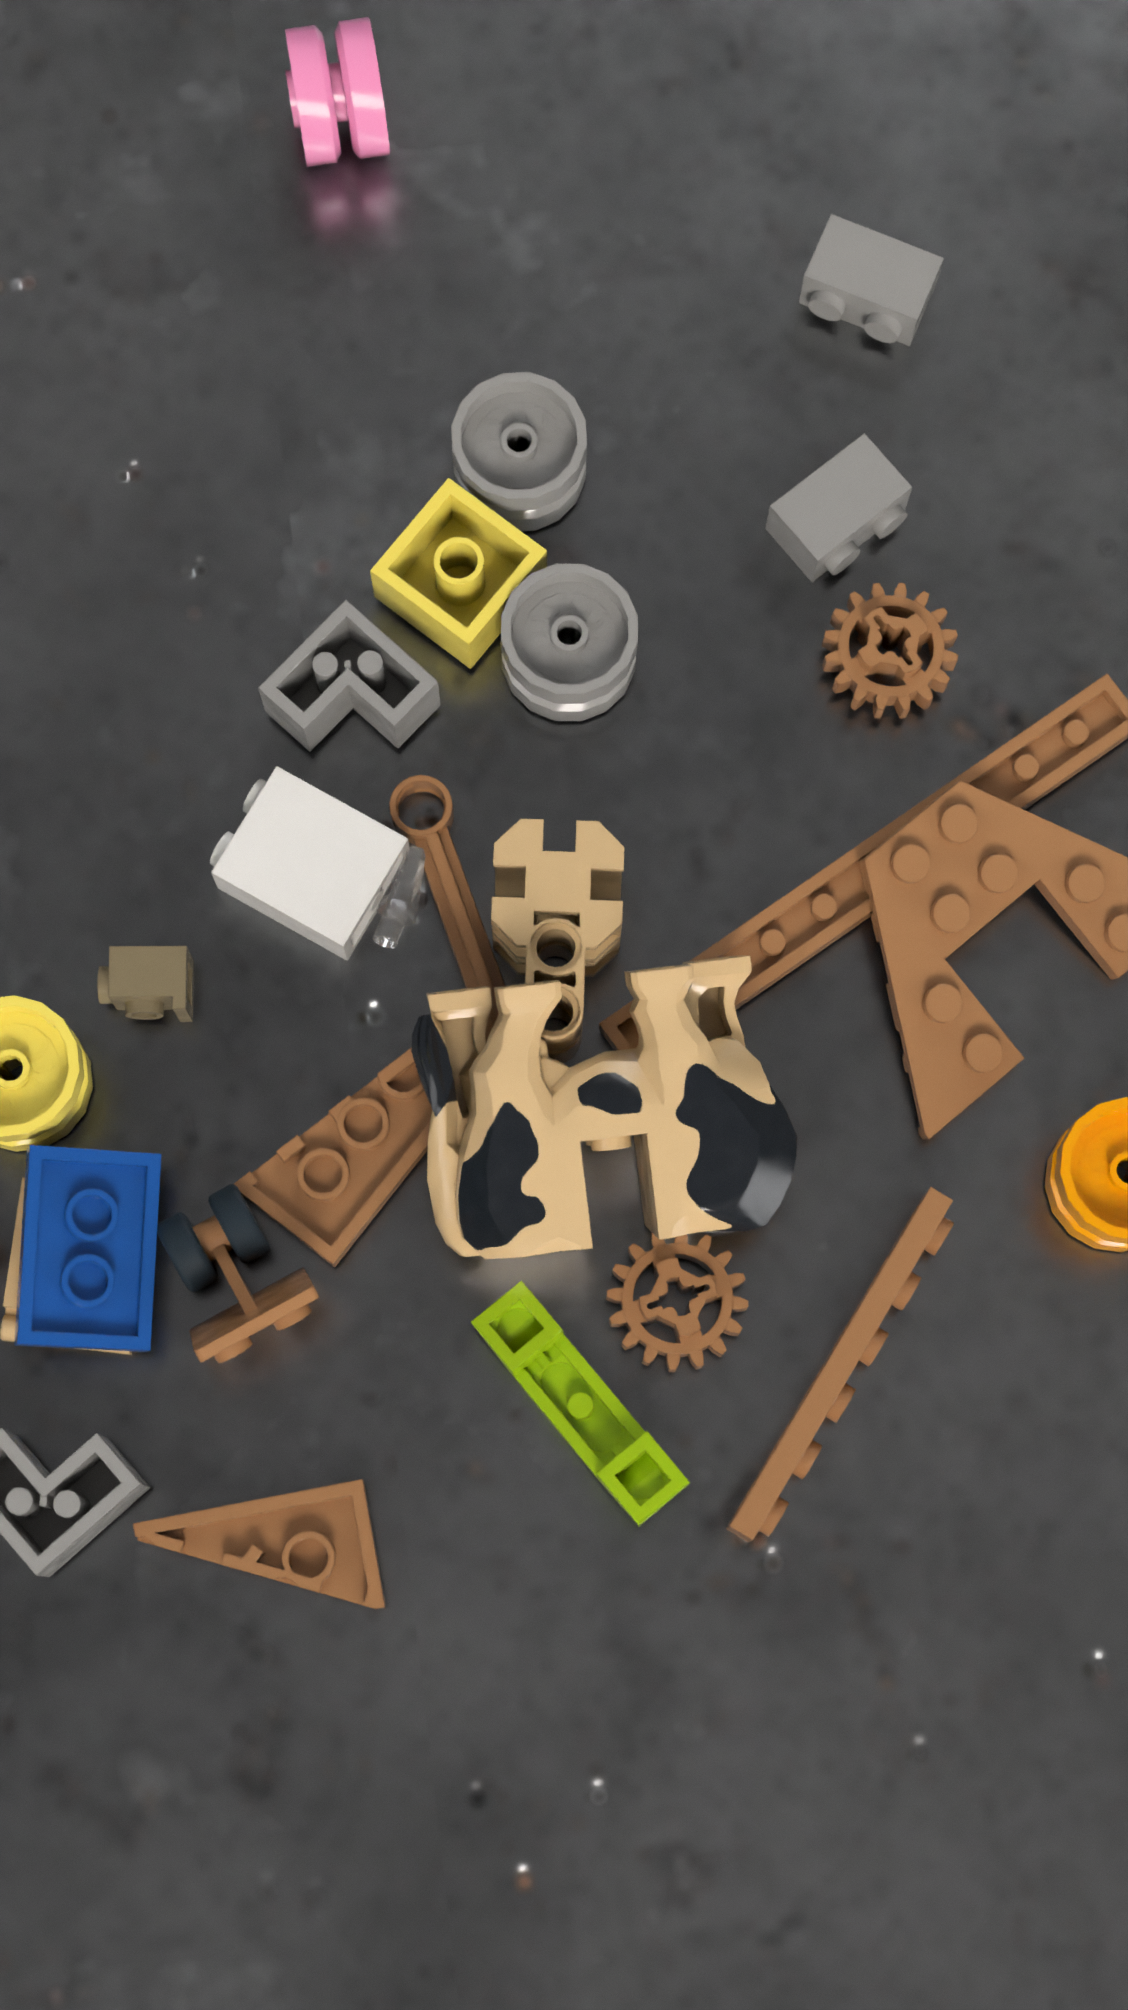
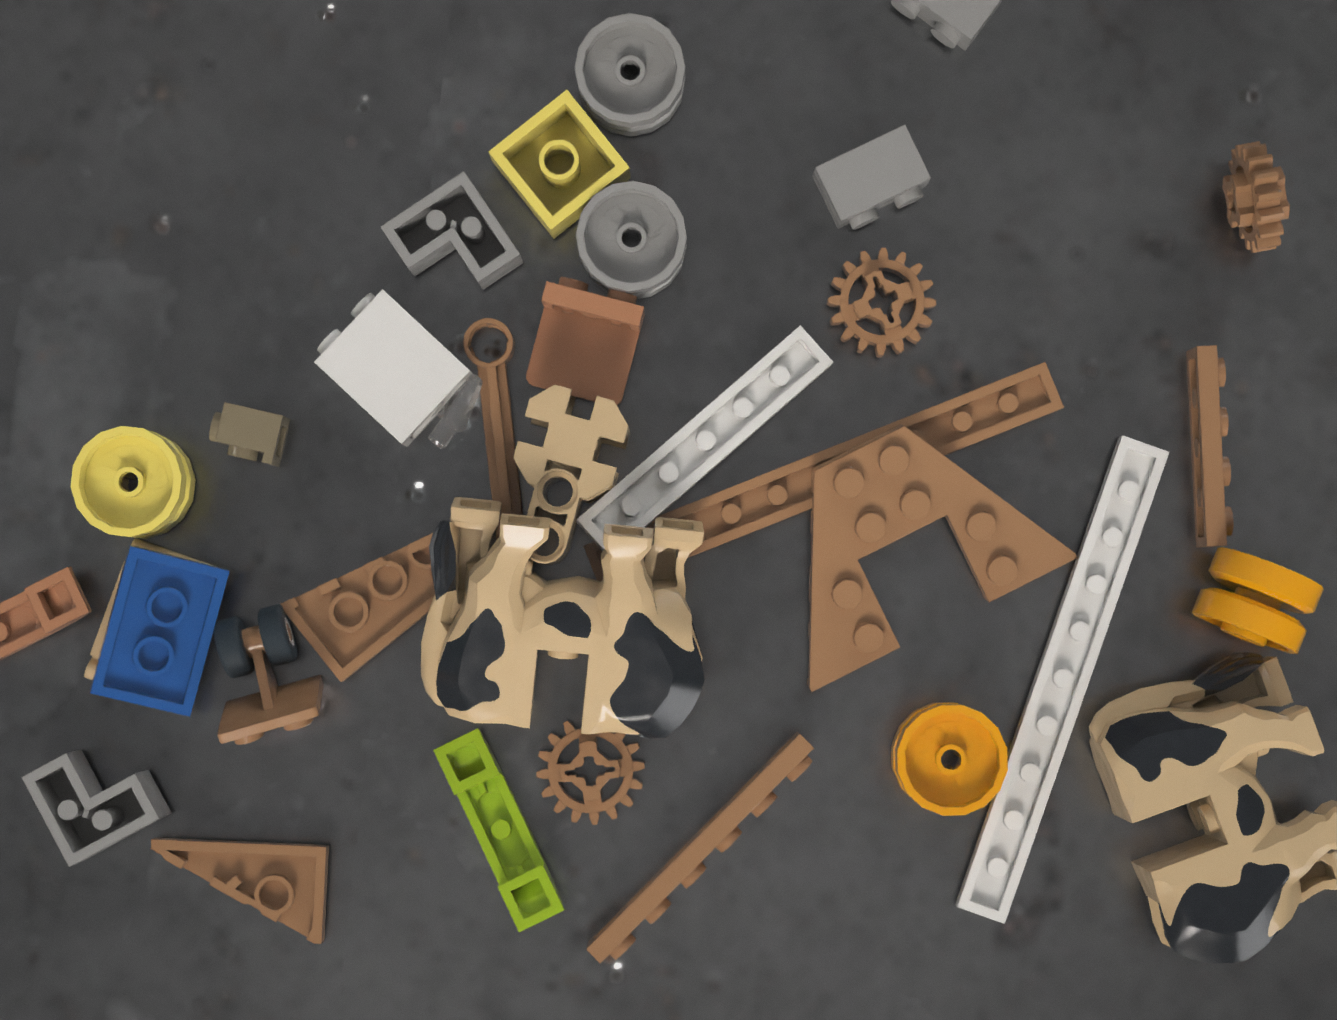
camera: 20 degrees right, 10 degrees up
(539, 768) = (585, 340): none -> nougat bracket
(722, 853) = (709, 436): none -> white plate

